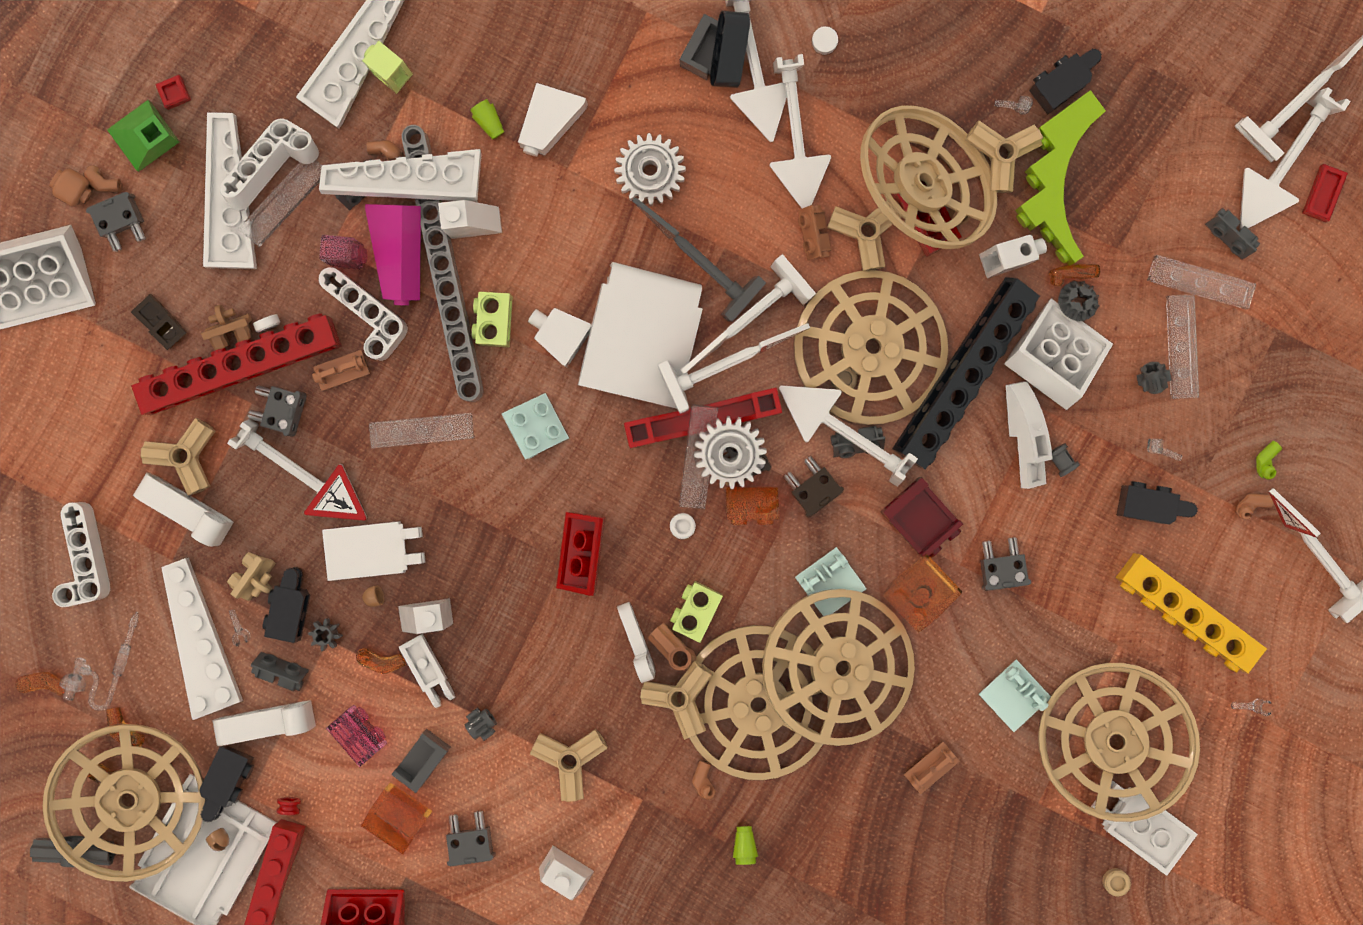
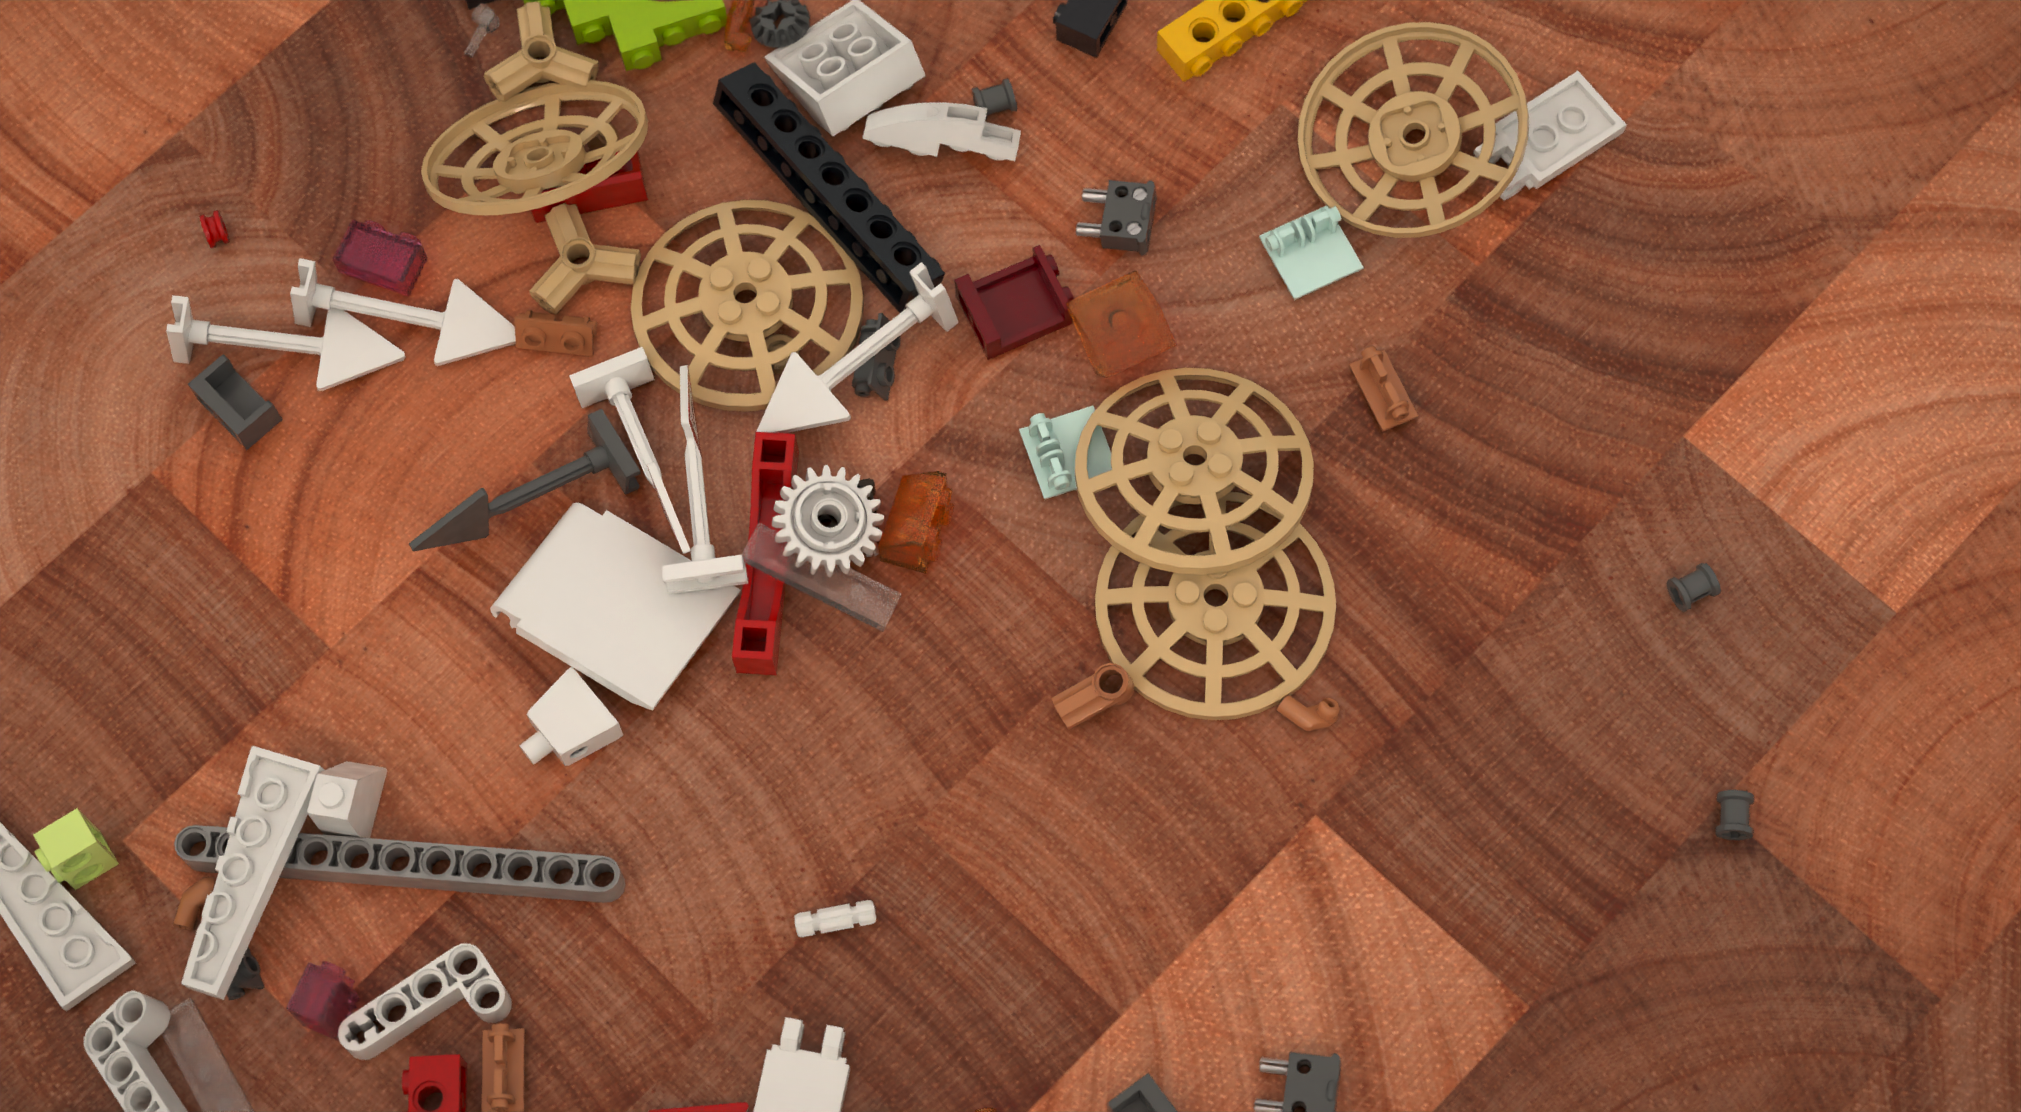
camera: 70 degrees left, 20 degrees down
(396, 249) = (349, 919): dark pink slope -> none
(421, 430) = (640, 976): clear tile -> none
(426, 616) = (926, 1045): white slope -> none
(426, 669) = (1011, 1076): white hinge -> none
(480, 724) = (1122, 1014): dark grey gear -> none
(487, 119) = (211, 735): lime cone -> none
(490, 534) = (835, 918): none -> white axle
(500, 319) = (516, 804): yellowish green brick -> none
(535, 426) = (693, 802): light aqua hinge -> none
(549, 118) = (245, 646): white slope -> none
(564, 873) = (1392, 953): white torso -> none
(570, 776) = (1201, 916): tan piece -> none
(580, 553) = (908, 787): red slope -> none
(642, 660) = (1099, 740): white beam -> none
(648, 153) = (363, 508): white gear -> none
(666, 696) = (1155, 681): tan piece -> none
(682, 525) = (916, 634): white tile -> none
(702, 613) = (1057, 640): yellowish green brick -> none
(729, 49) = (252, 363): black beam -> none
(745, 847) = (1428, 680): lime cone -> none
(818, 493) = (927, 432): dark brown piece -> none
(824, 40) = (291, 244): white tile -> none
(831, 101) = (380, 256): none -> clear pink brick
(1012, 255) = (685, 71): white torso -> none
(1116, 882) = (1620, 193): tan tile -> none

